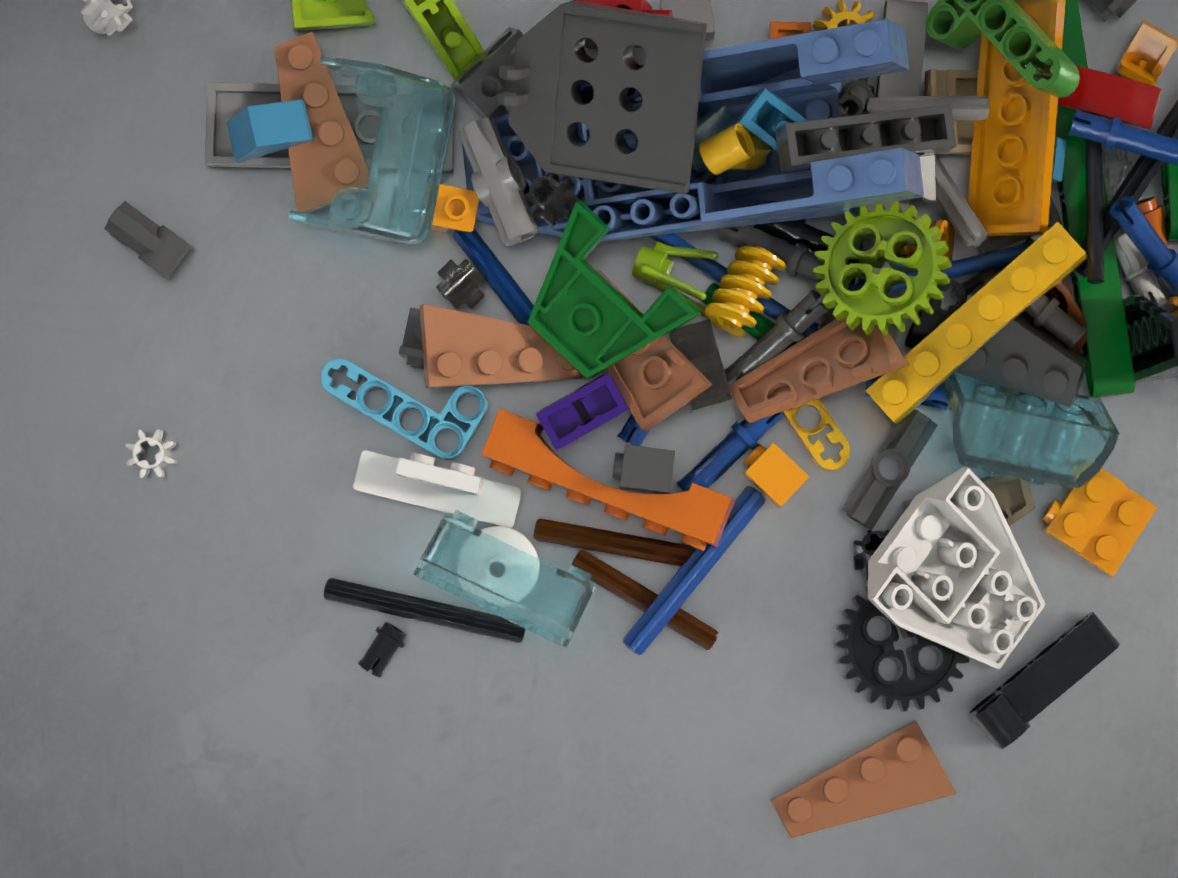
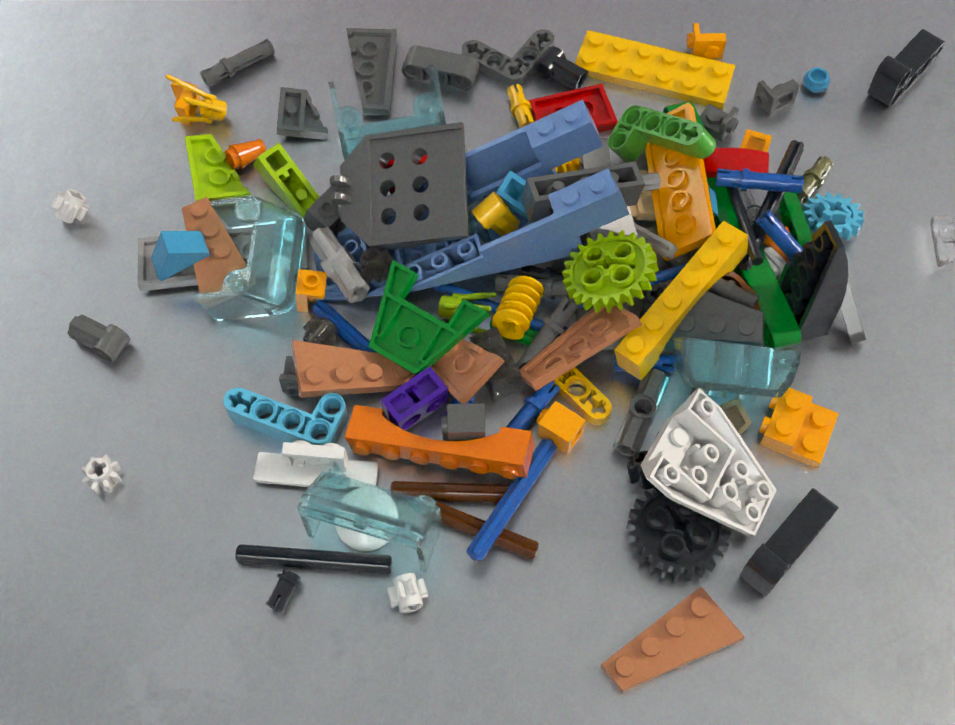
camera: 10 degrees left, 25 degrees down
(540, 678) = (407, 592): none -> white gear

